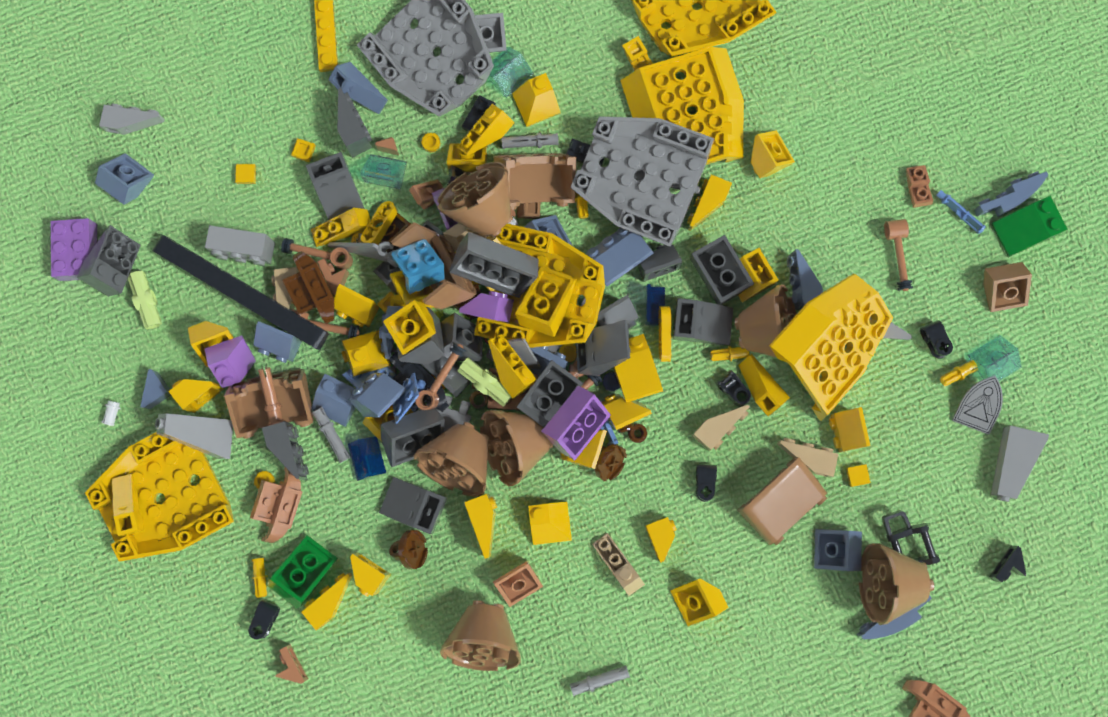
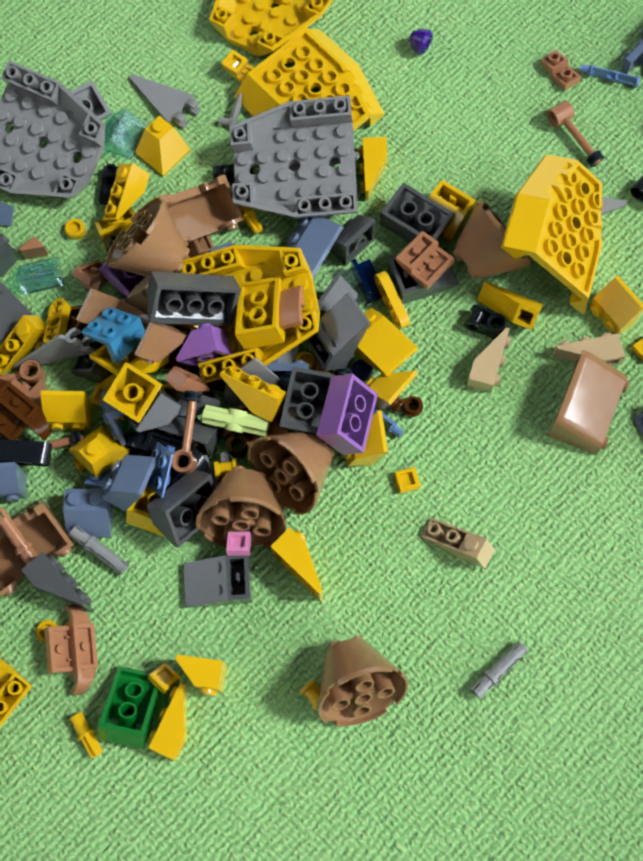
camera: 25 degrees left, 10 degrees down
(264, 616) = (110, 775): black piece -> none
(295, 670) = (168, 817): nougat slope -> none
(337, 561) = (164, 677): none -> yellow tile
(366, 458) = (146, 557): clear blue panel -> none
(410, 549) = (236, 626): reddish brown tile -> none
(441, 486) = (238, 544): none -> bright pink tile
(445, 628) = (311, 692): none -> yellow bush
(459, 417) = (223, 468): none -> yellow bush
(460, 331) = (185, 381): none -> nougat slope
(518, 583) = (365, 609): nougat slope -> none
(530, 140) = (174, 184): light grey pin -> none
(550, 523) = (367, 534): yellow slope -> none
(561, 55) = (167, 100): none -> light grey flag
(572, 310) = (291, 307): none -> nougat slope
(603, 493) = (407, 480): none -> yellow tile
(610, 462) = (399, 443): reddish brown tile -> none
(613, 96) = (234, 113): none -> light grey bar
(661, 536) = (487, 494): yellow slope -> none
(698, 601) = (557, 539): yellow slope -> none
(705, 478) = (502, 418): black piece -> none
(707, 315) = (424, 260): none -> nougat slope
(728, 354) = (463, 292): yellow axle -> none
(769, 154) = (408, 101): yellow slope -> none
(803, 280) = (496, 193): sand blue slope -> none
(809, 101) = (420, 40): none -> dark purple cone

